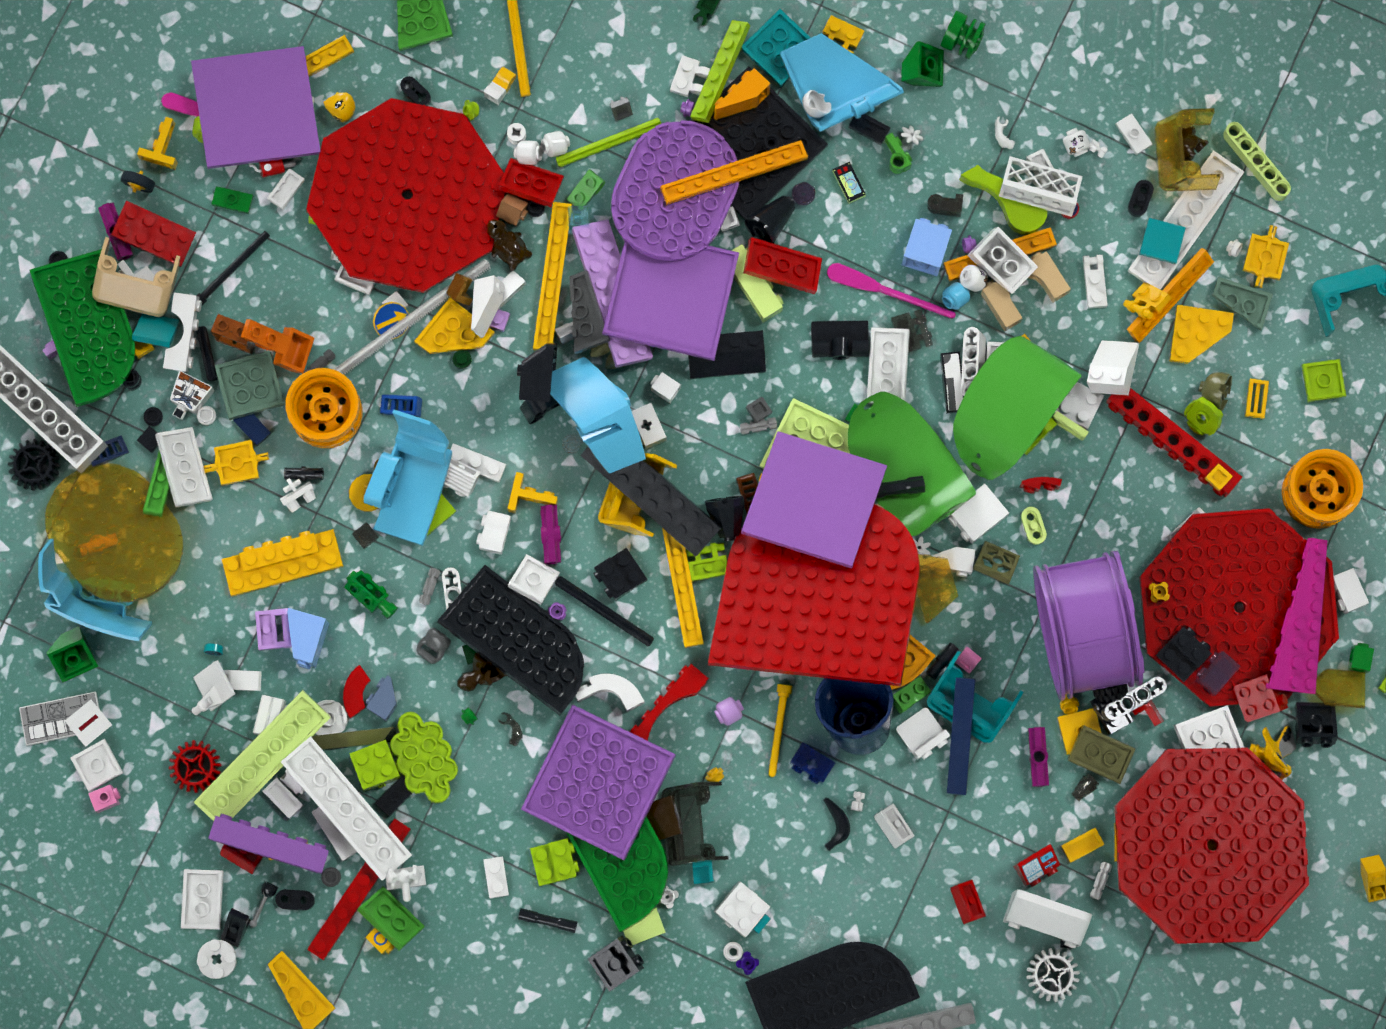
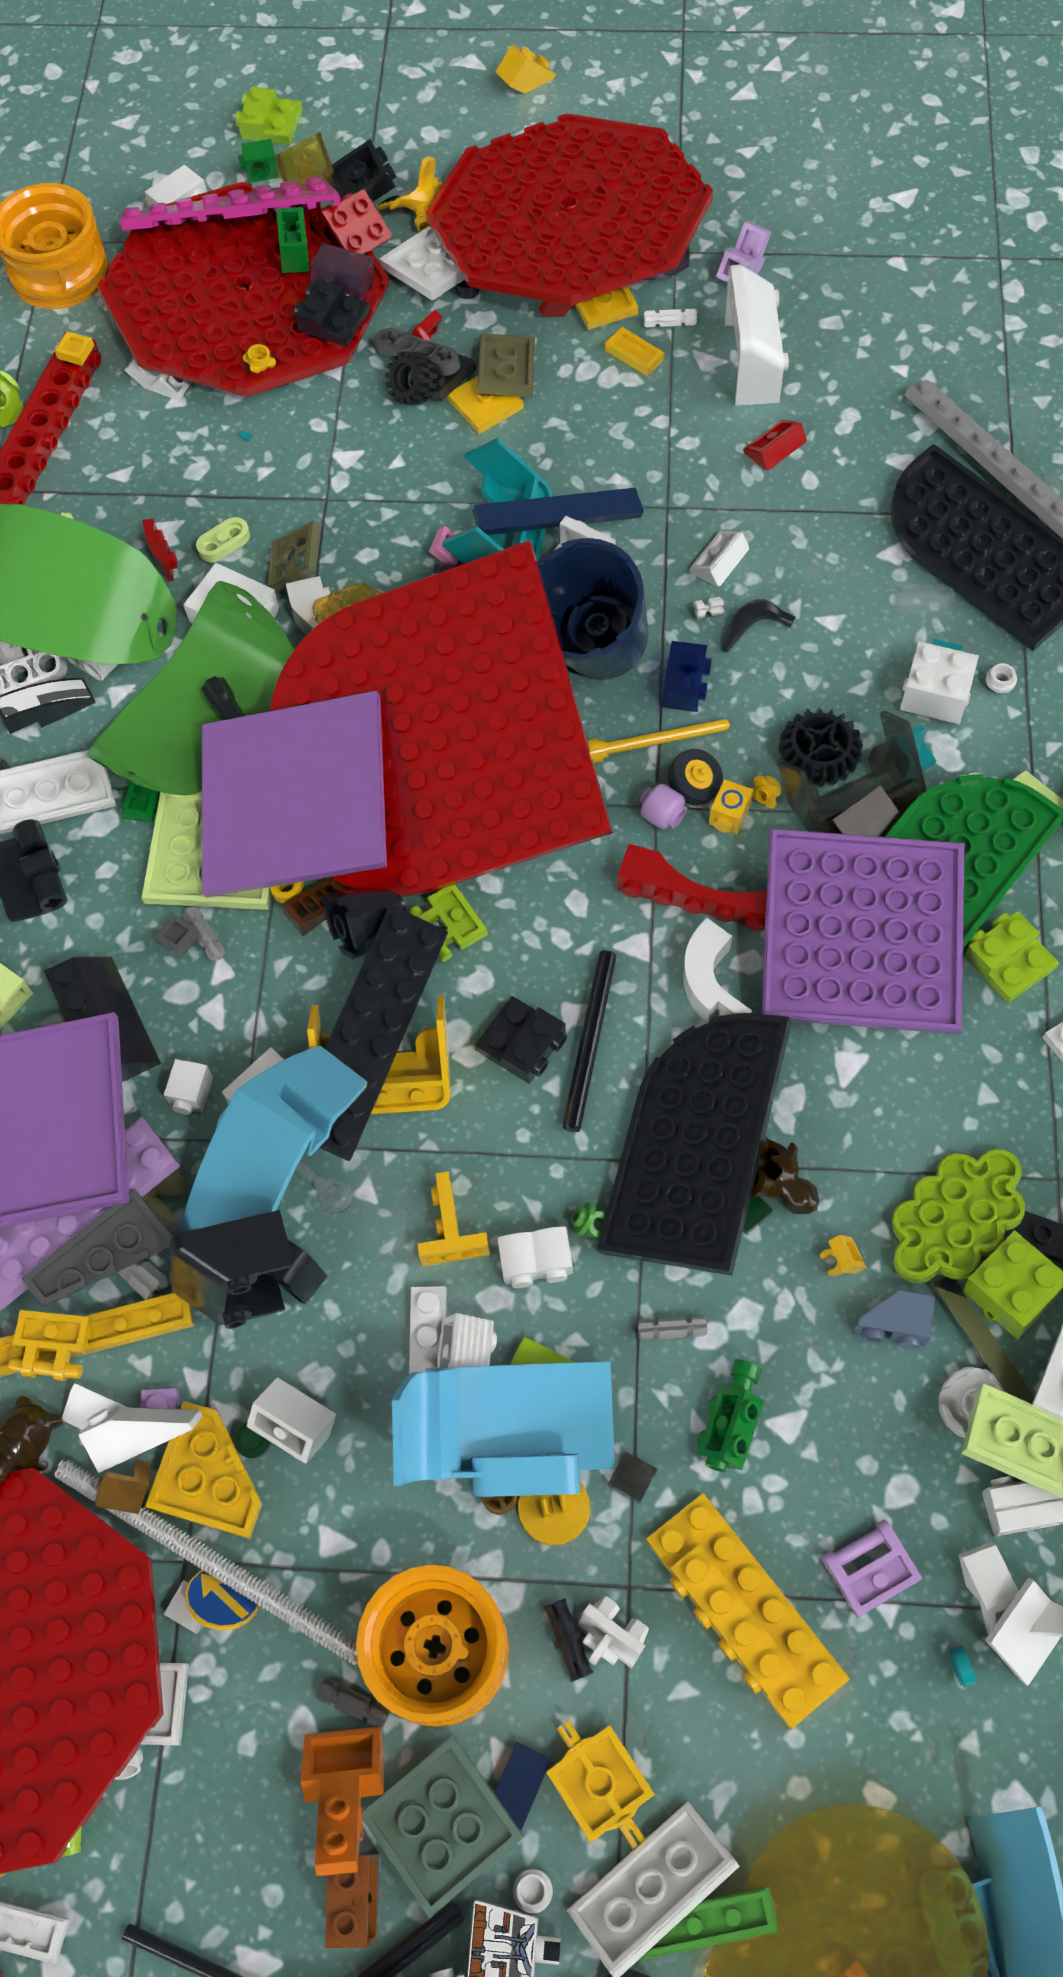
camera: 105 degrees left, 15 degrees down
(306, 636) = (860, 1493): light blue slope -> none
(354, 691) = (906, 1379): red tile -> none
(417, 404) = (382, 1546): blue slope -> none
(427, 689) = (847, 1256): none -> yellow tile
(436, 641) = (759, 1276): dark grey piece -> none
(456, 580) = (652, 1303): white beam -> none
(461, 380) = (291, 1420): none -> white brick
(468, 716) = (855, 1173): green plate -> none
(504, 565) = (583, 1219): none -> bright green plate
(516, 730) = (844, 1090): clear smoke piece -> none
(533, 579) = (587, 1162): white plate -> none
(550, 534) = (501, 1166): magenta piece -> none
(553, 277) = (50, 1333): none -> yellow plate
(560, 607) = (614, 1104): medium lavender plate -> none
(683, 591) = (506, 939): yellow plate -> none
(711, 749) = (730, 807): none -> yellow brick
(738, 835) = (824, 756): none -> black gear
(740, 738) = (695, 776): none -> black wheel
(753, 962) = (1007, 653): dark purple plate -> none
(1037, 865) = (686, 380): red slope -> none
(1039, 770) = (544, 427): magenta piece -> none
(1049, 966) = (819, 321): white gear -> none
(1069, 705) = (454, 421): yellow plate -> none
(1085, 787) = (557, 369): clear smoke cone -> none
(1088, 625) = (306, 344): medium lavender wheel -> none
(1125, 948) = (747, 251): none -> lavender brick
(1254, 648) = (292, 240): none -> green brick

